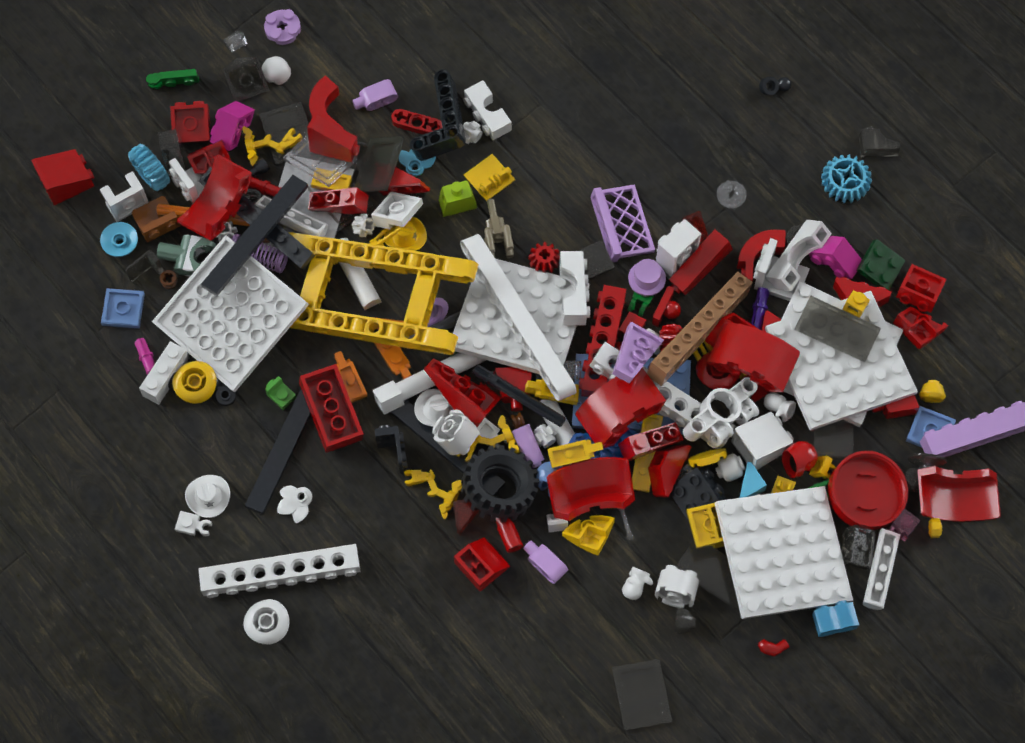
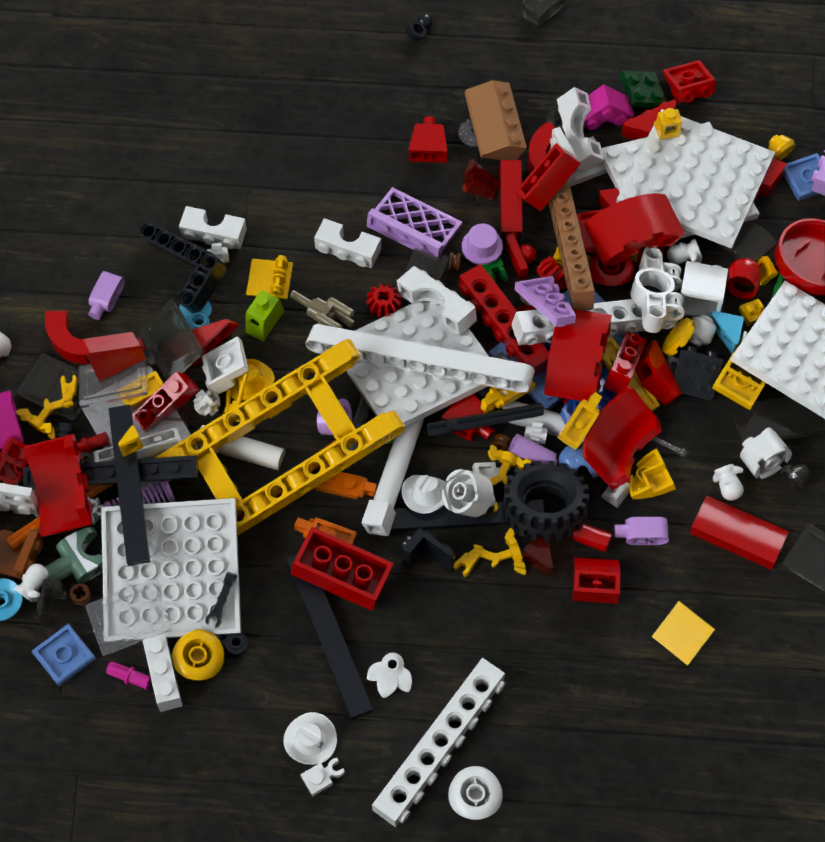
camera: 45 degrees left, 5 degrees down
(145, 243) = (32, 582): none -> white animal
(178, 319) = (128, 617): none -> clear piece
(254, 351) = (229, 581): none -> black piece
(279, 208) = (130, 442): none -> yellow slope
(280, 393) = (281, 599): bright green bracket -> none
(414, 116) = (146, 287): red beam -> none
(461, 393) = (437, 459): red wedge -> none
(498, 649) = (683, 633): none -> yellow piece
(567, 211) = (361, 251): none -> white arch
(608, 621) = (739, 532): none -> red slope
(619, 272) = (454, 261): none -> reddish brown bush
(631, 317) = (507, 286): red panel -> none
(677, 247) = (486, 197): white brick -> none
(690, 173) = (428, 142): none -> red torso
(730, 269) = (548, 177): none -> red brick
(749, 198) = (495, 121): none -> medium nougat slope
(760, 307) = (587, 194): dark purple pin -> none
(837, 328) = (672, 154): clear smoke tile -> none
(839, 170) = (547, 54): medium azure gear -> none
(918, 326) = (717, 111): red slope -> none

